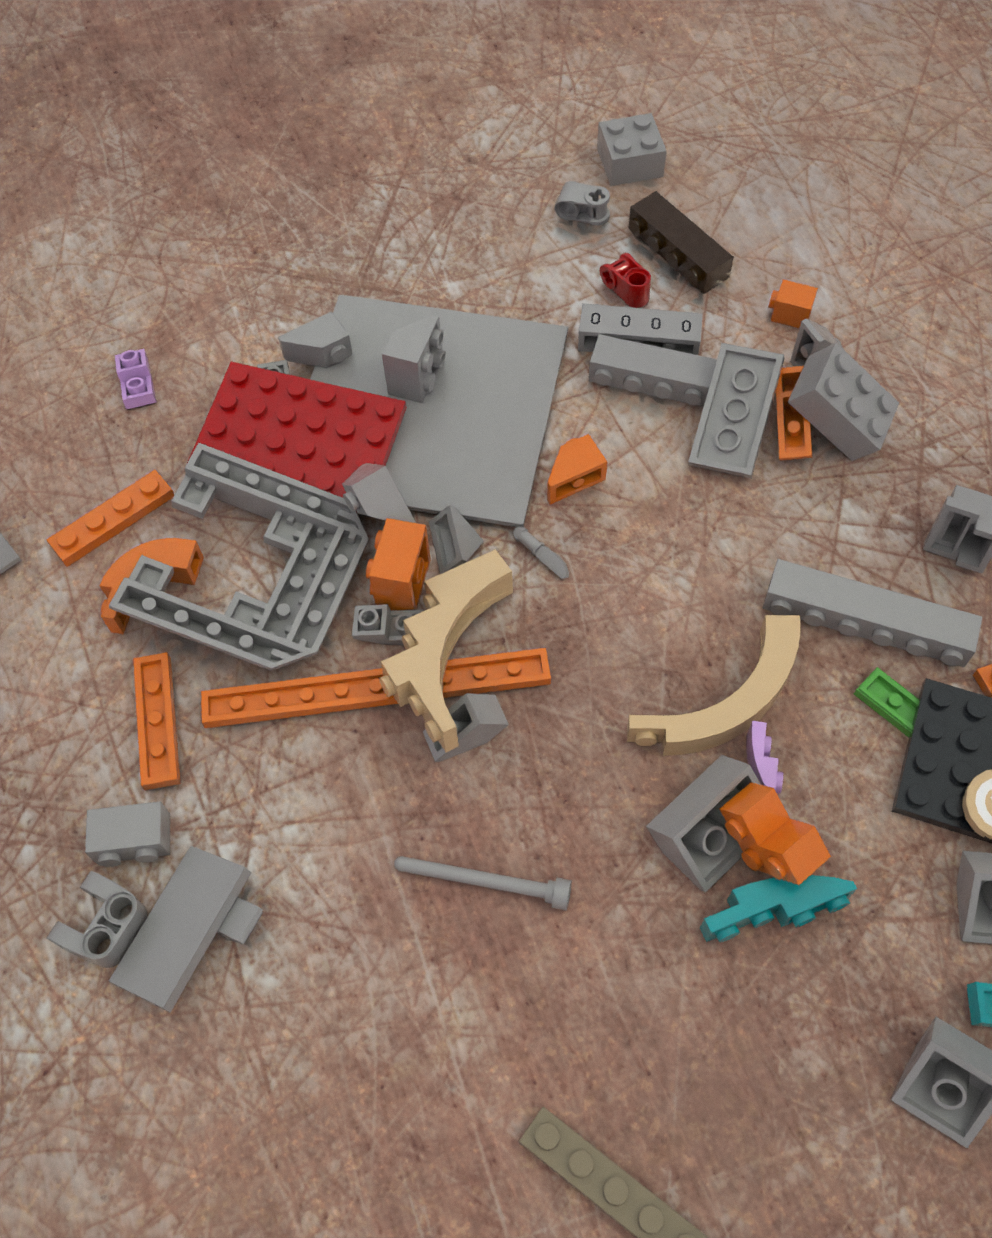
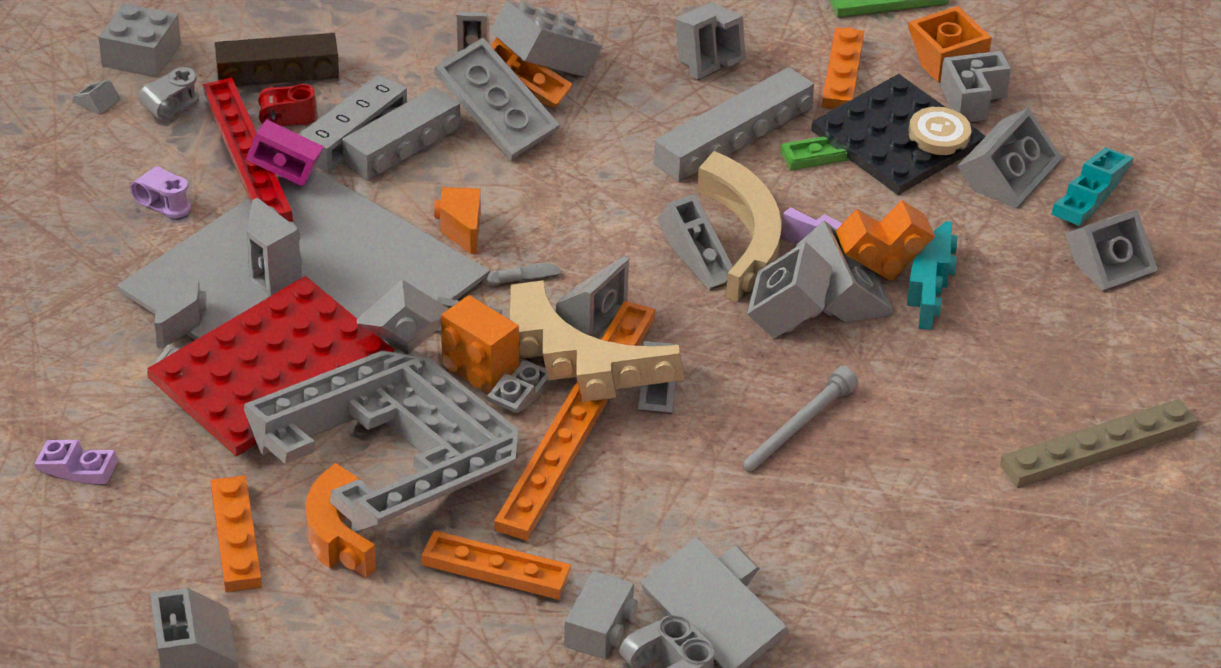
camera: 65 degrees left, 20 degrees down
(464, 263) = (162, 192): none -> lavender piece
(521, 626) = (597, 299): none -> light grey slope
(542, 286) = (238, 136): none -> red plate
(542, 306) = (284, 152): none -> dark pink brick
(553, 165) = (97, 96): none -> light grey slope
(637, 784) = (790, 290): none -> light grey brick
(668, 667) = (695, 240): none -> light grey slope
(792, 303) = (410, 30): orange brick -> none

